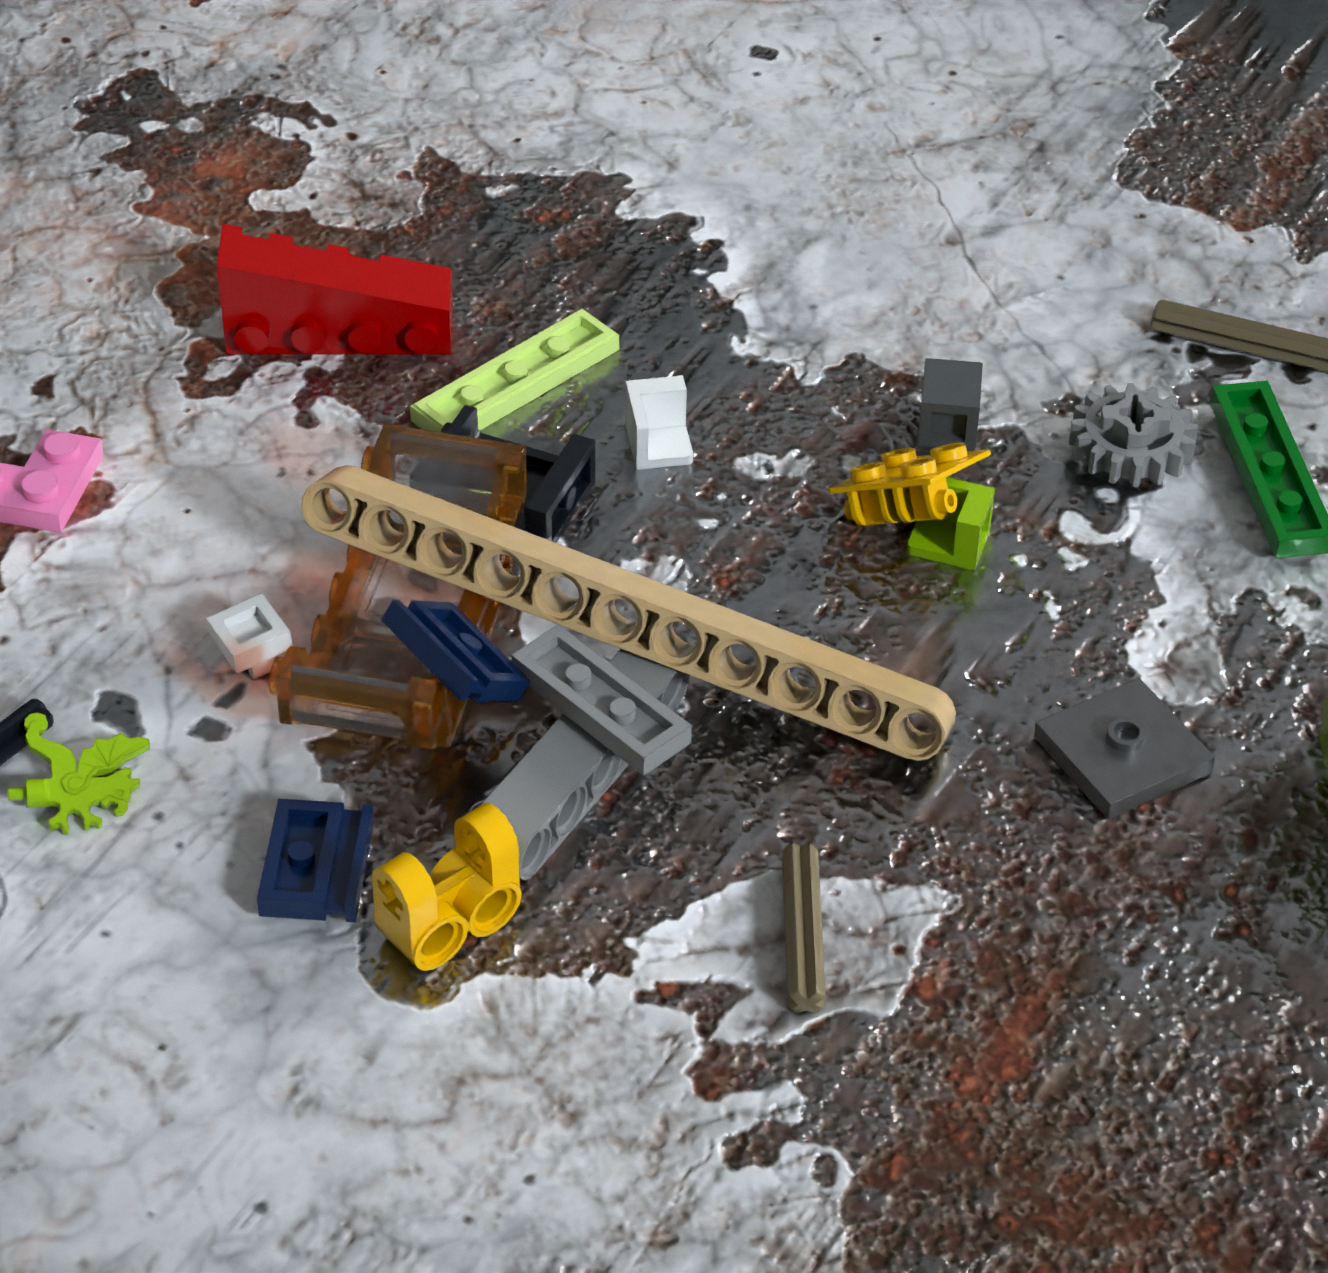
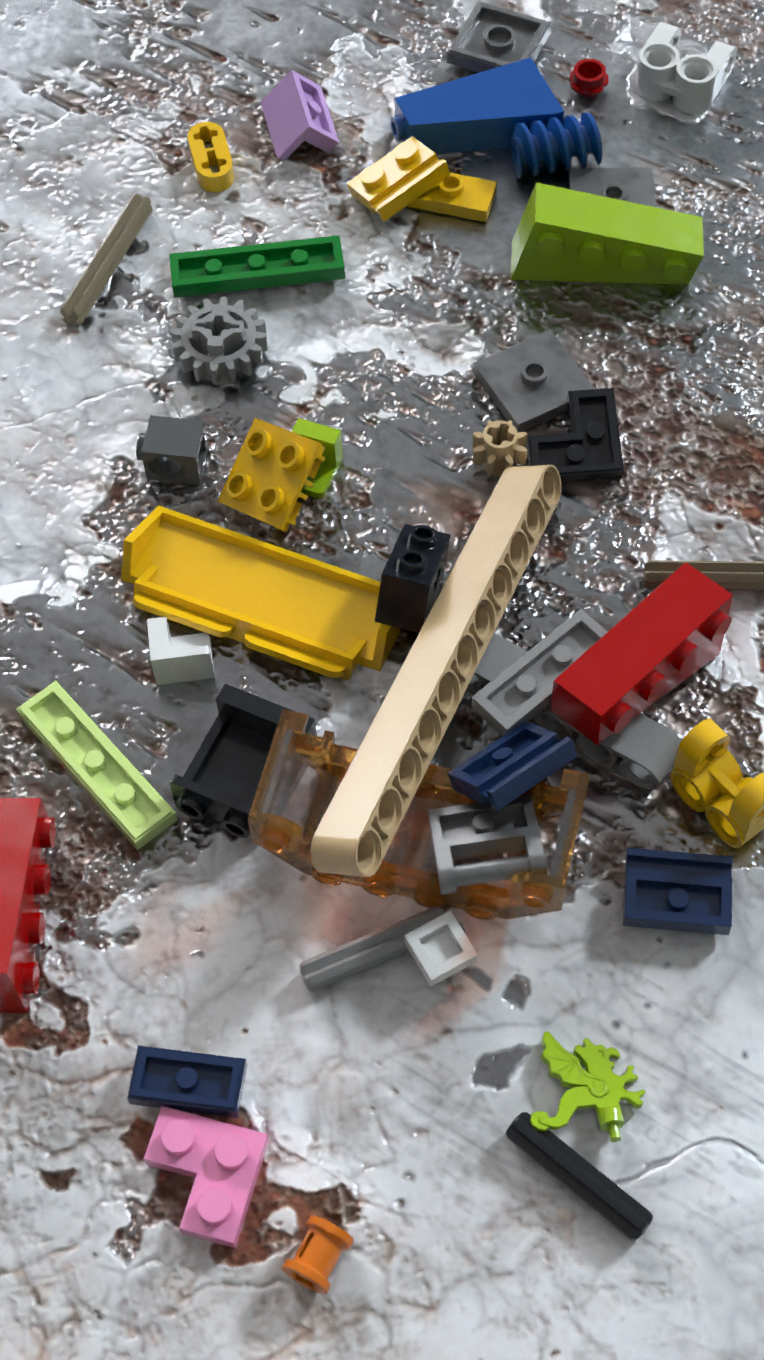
camera: 85 degrees left, 15 degrees up
(125, 457) = (187, 1081): none -> dark blue plate
(257, 577) = (362, 952): none -> light grey axle
(373, 646) = (481, 831): none -> flat silver plate
(626, 792) = (644, 655): none -> red wedge
(755, 488) = (256, 594): none -> yellow slope
(757, 583) = (412, 577): none -> black brick
(989, 698) = (499, 447): none -> tan gear
(1016, 803) = (593, 445): none -> black tile

